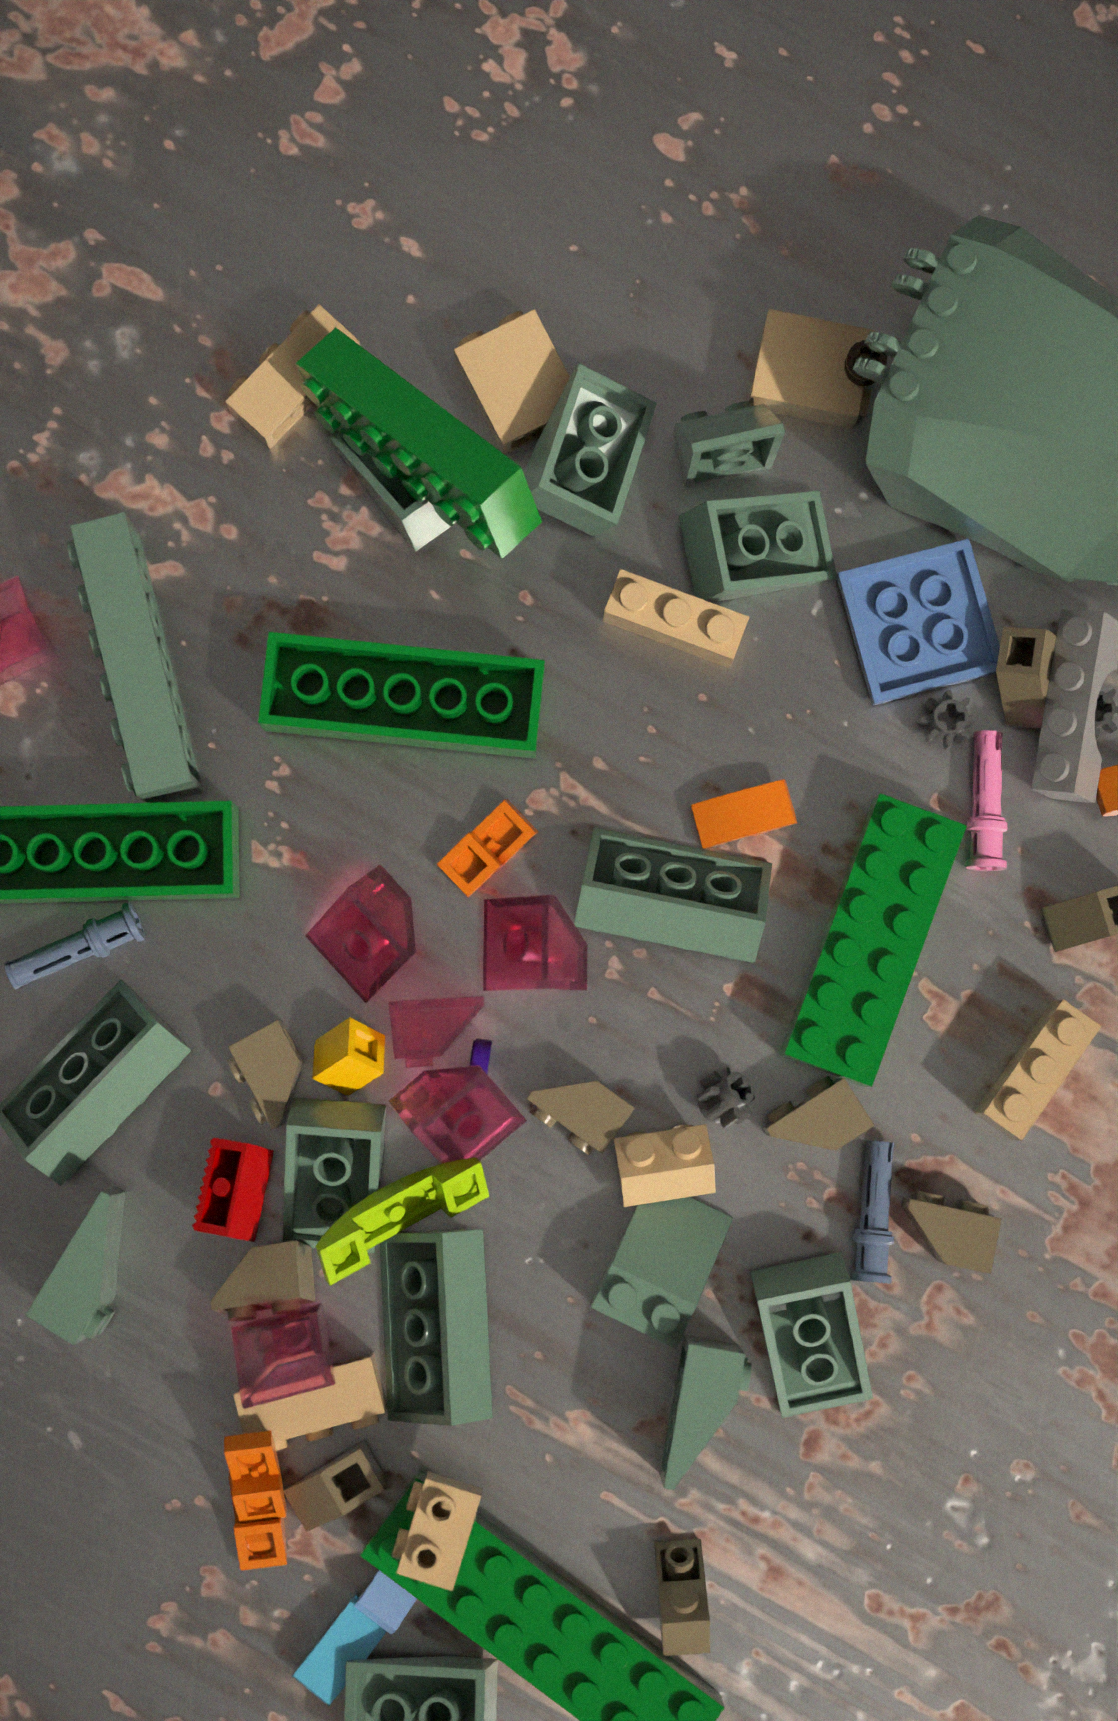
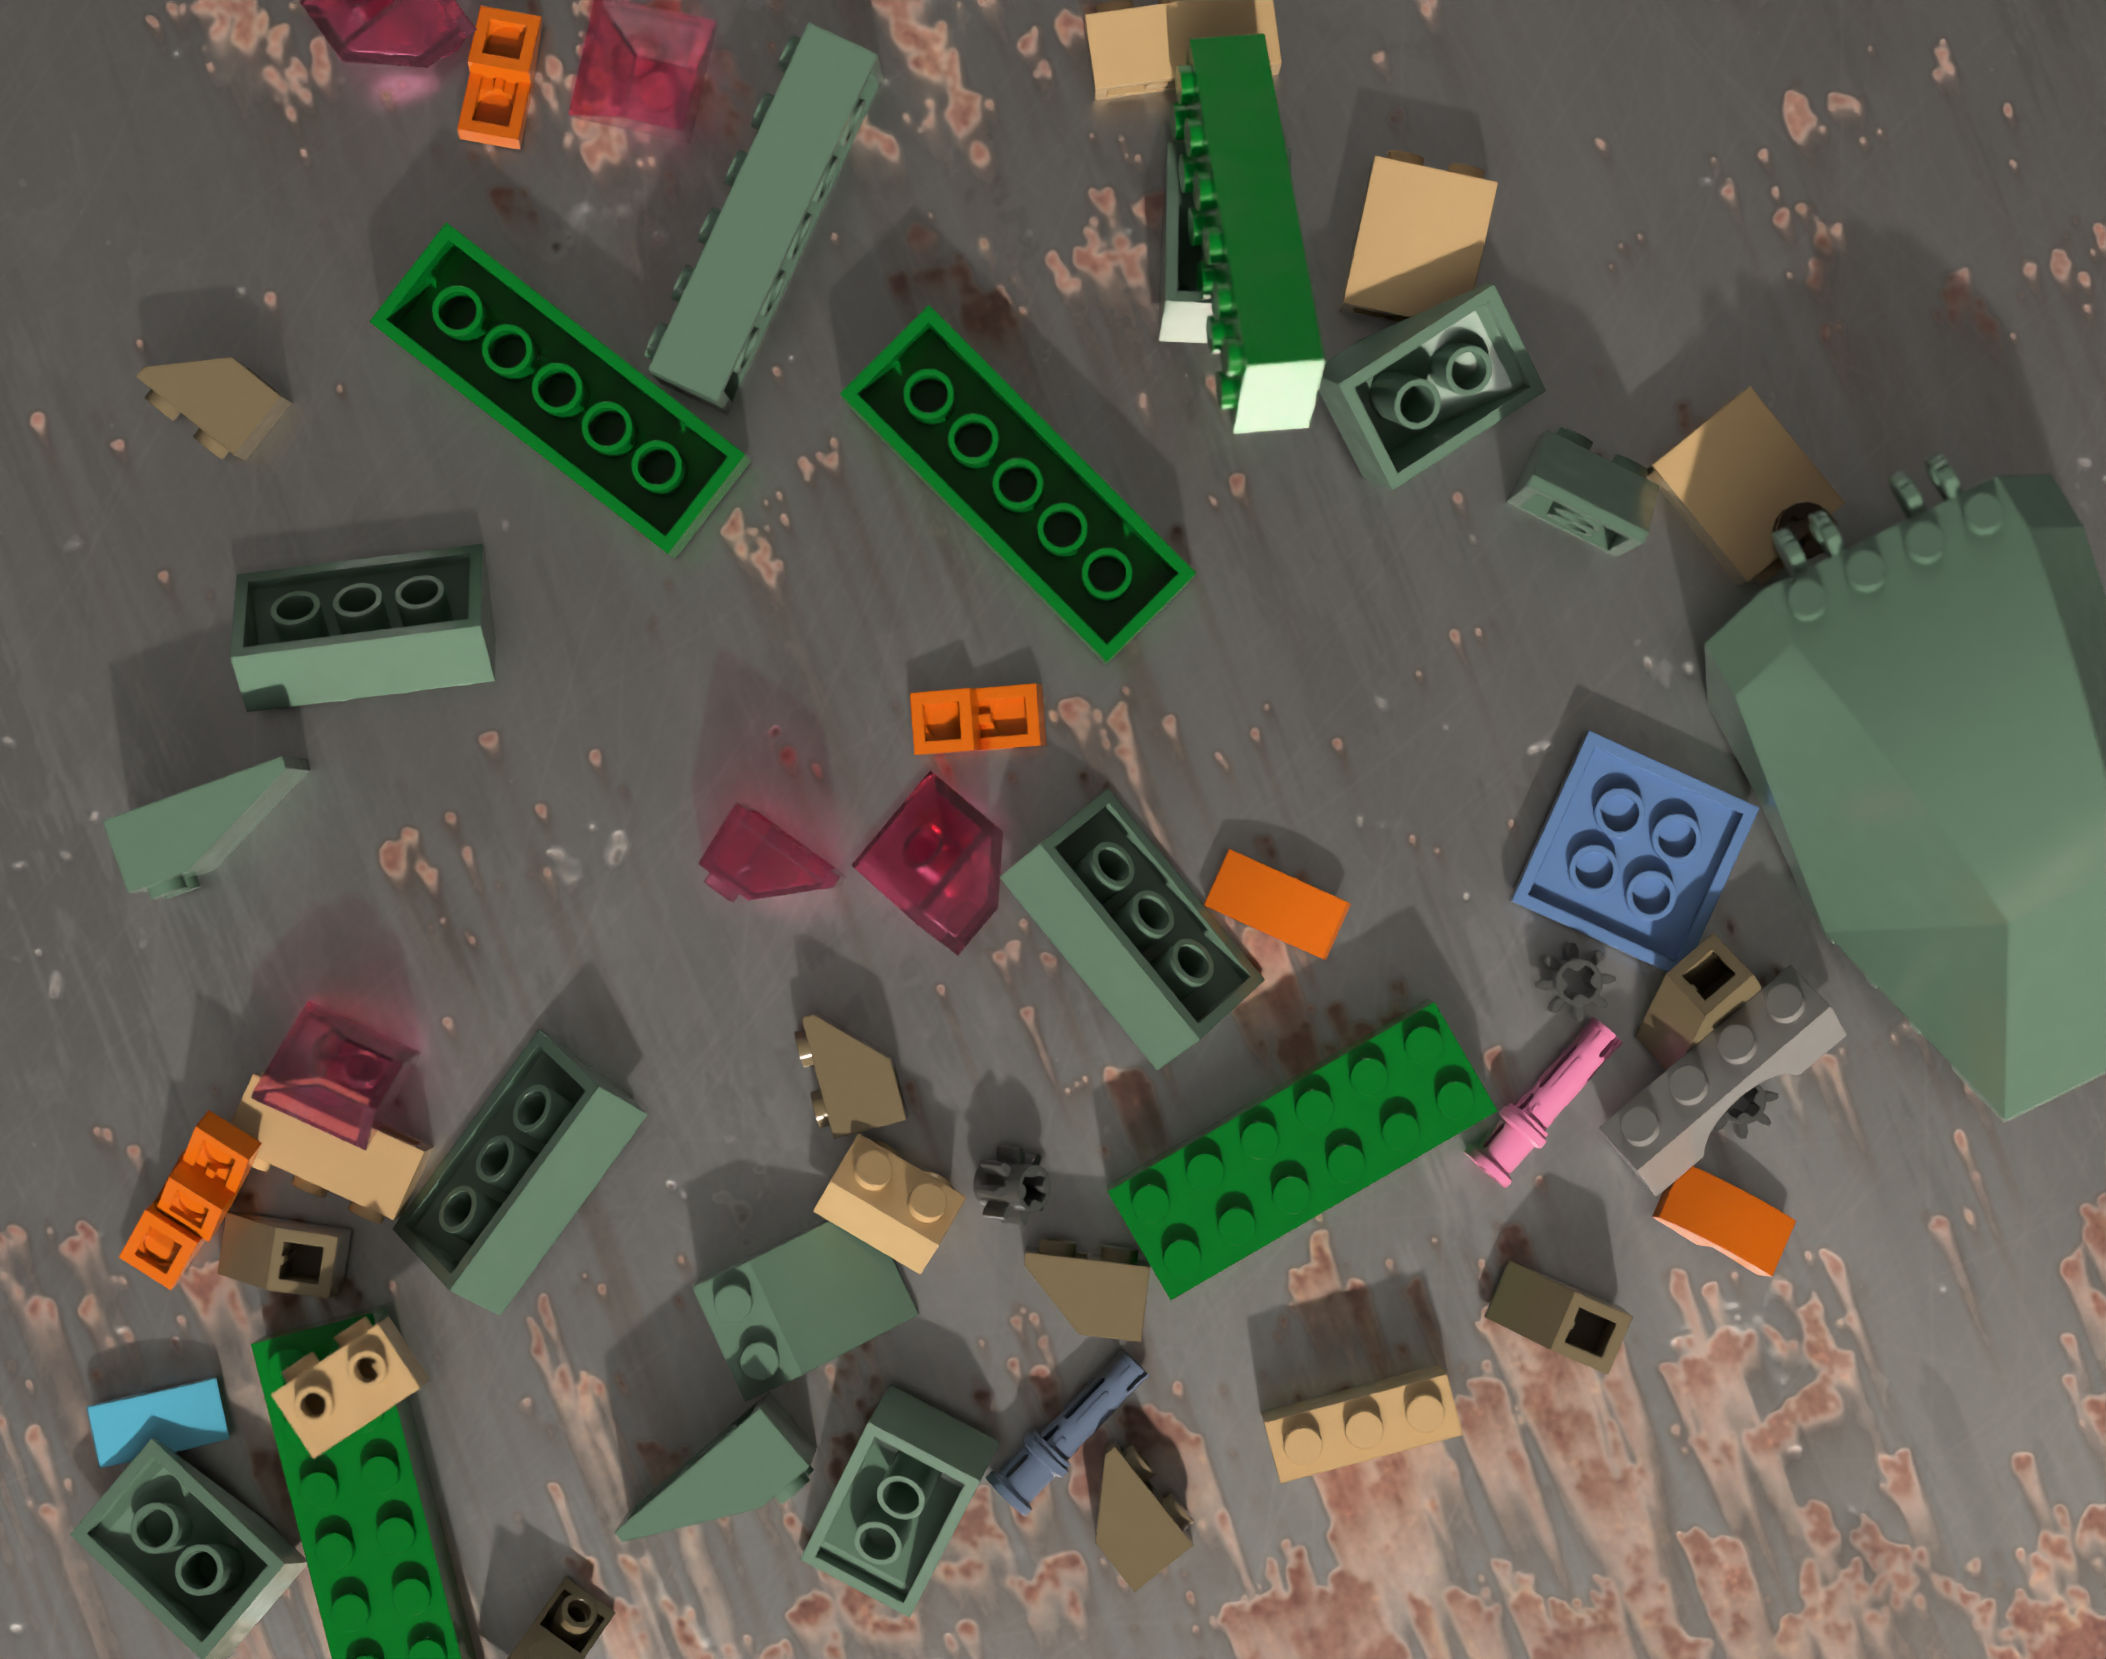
camera: 45 degrees right, 5 degrees up
(94, 939) = (487, 479): sand blue pin -> none
(233, 1189) = (421, 863): red brick -> none
(268, 1278) = (384, 983): dark tan slope -> none
(271, 1069) = (562, 767): dark tan slope -> none
(329, 1163) = (539, 930): sand green slope -> none
(348, 1056) = (654, 821): yellow panel -> none
(367, 932) = (778, 707): clear pink slope -> none
(385, 1602) = (239, 1411): light blue tile -> none
(395, 1207) = (573, 1018): lime slope -> none
(457, 1112) = (716, 974): clear pink slope -> none
(481, 1053) = (786, 938): dark purple tile -> none
(675, 618) = (1374, 638): tan brick -> none
(757, 545) = (1528, 631): sand green slope -> none

